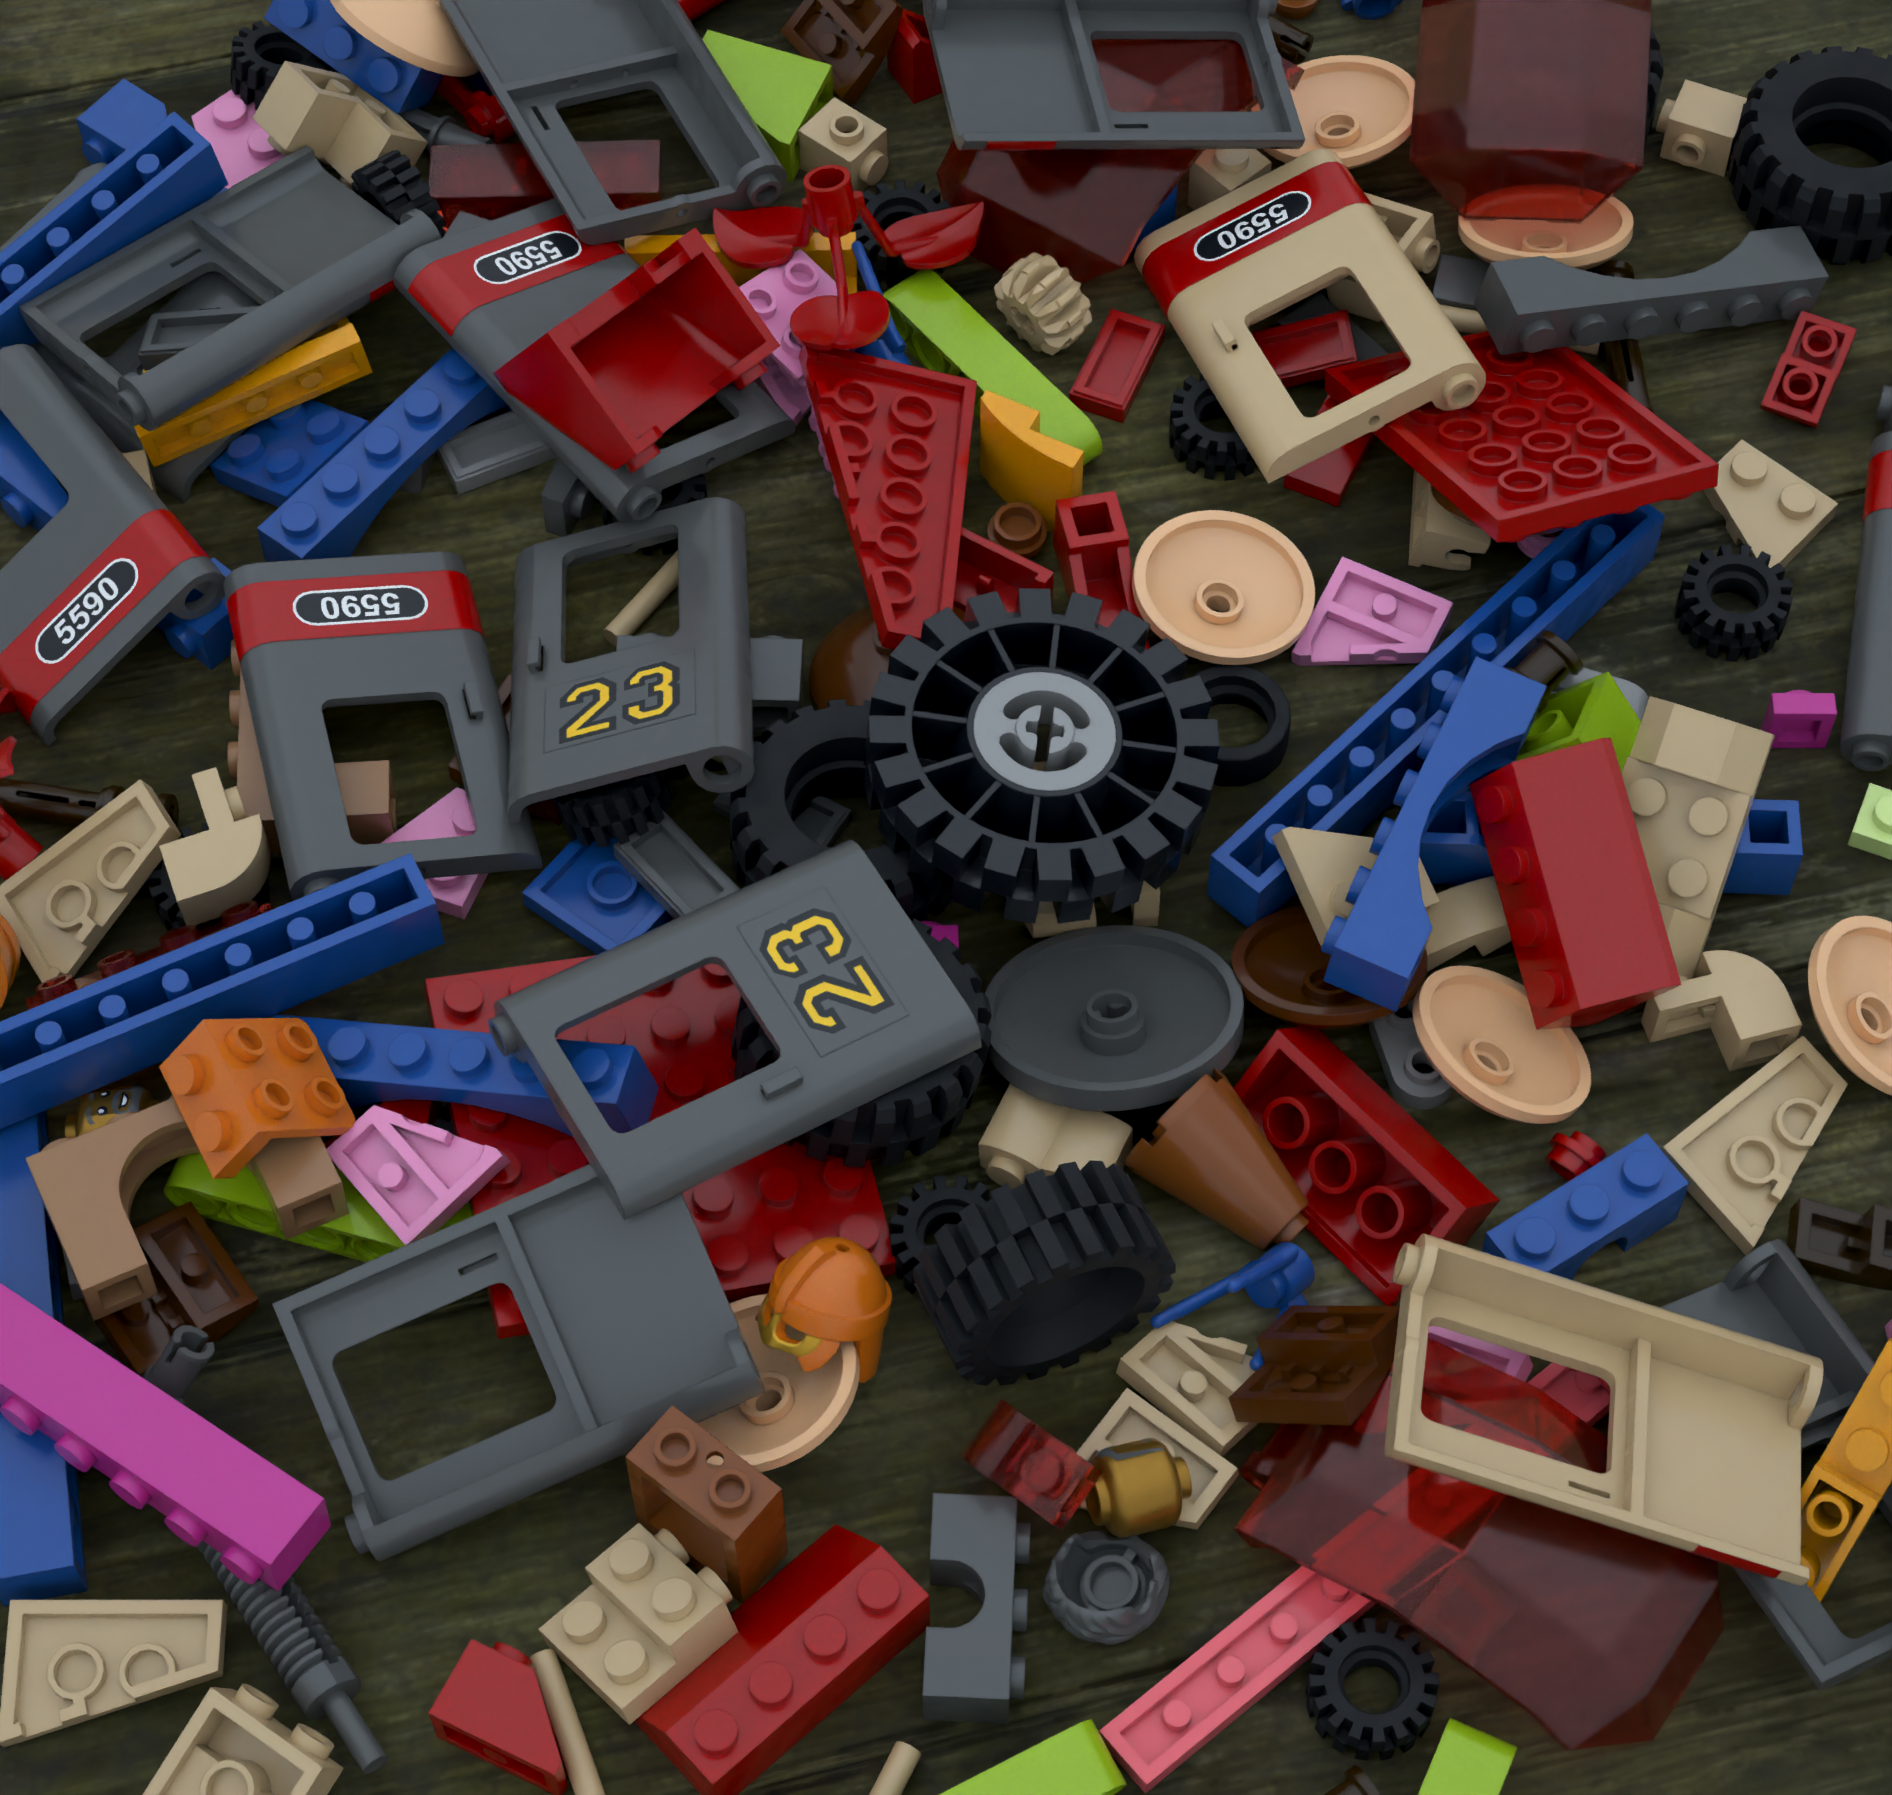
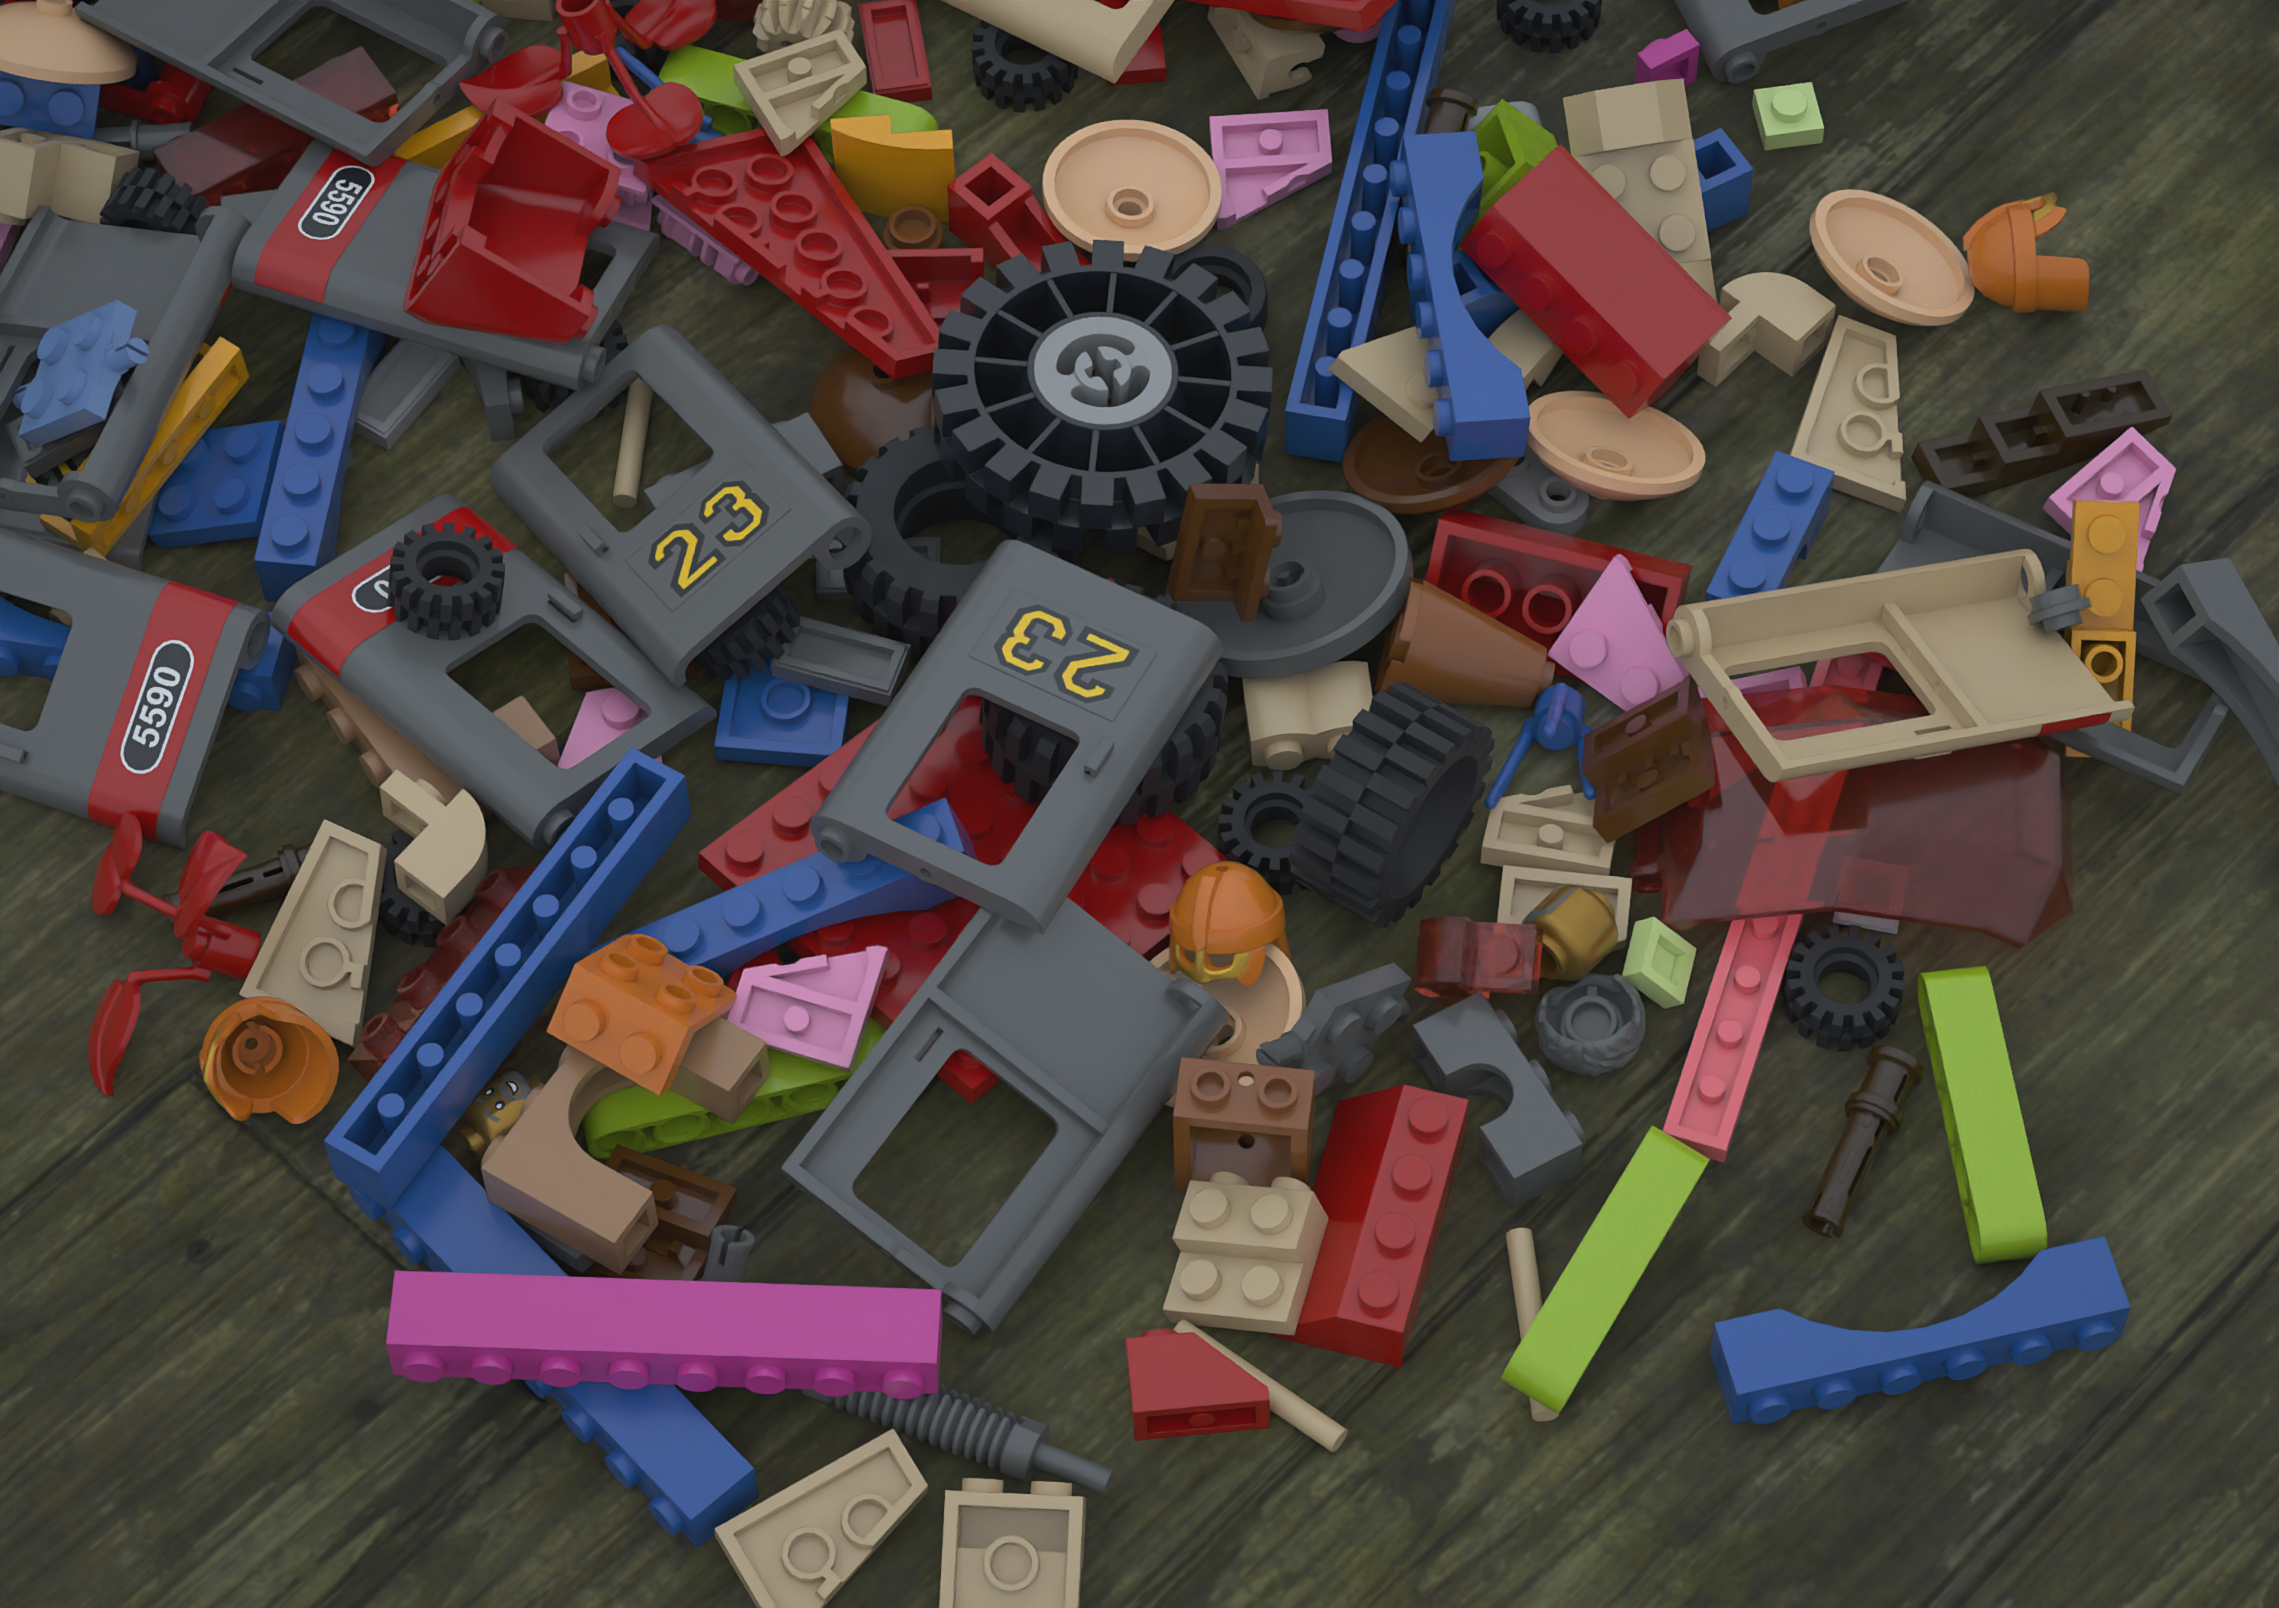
camera: 30 degrees left, 0 degrees up
(222, 285) = (78, 372): none -> medium blue plate
(380, 598) = (442, 606): none -> black tyre
(850, 1460) = (1341, 1027): none -> dark grey plate
(994, 351) = (800, 86): none -> tan wing
(1054, 948) = (1225, 546): none -> reddish brown bracket
(1211, 1563) = (1659, 962): none -> yellowish green plate
(1367, 1227) = (1618, 642): none -> bright pink wing
(1573, 1154) = (1724, 503): red plate -> none
(1810, 1436) = (2058, 608): none -> dark grey plate

